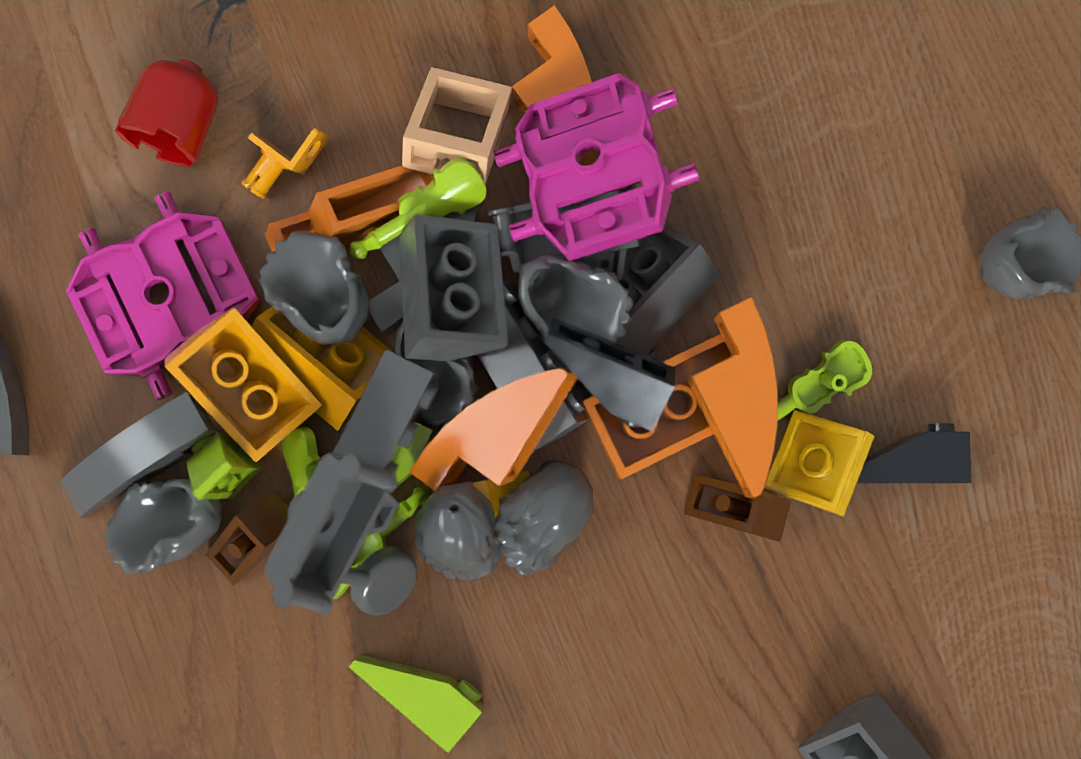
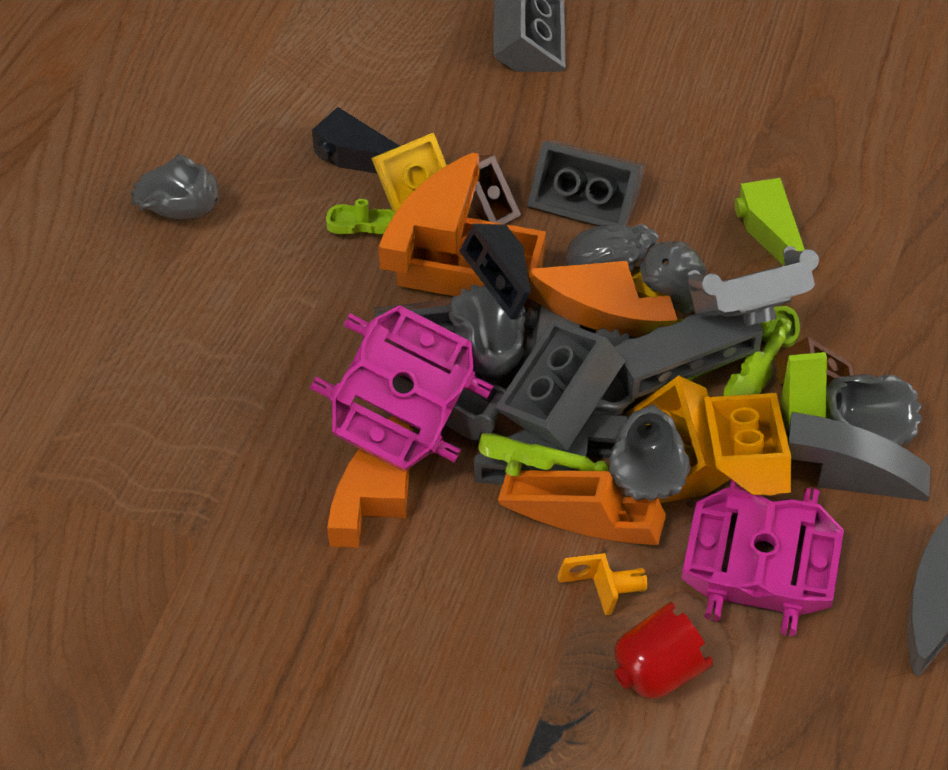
camera: 135 degrees left, 30 degrees down
(426, 148) = (504, 501): light nougat window -> none
(647, 598) = (585, 184): none -> dark grey slope

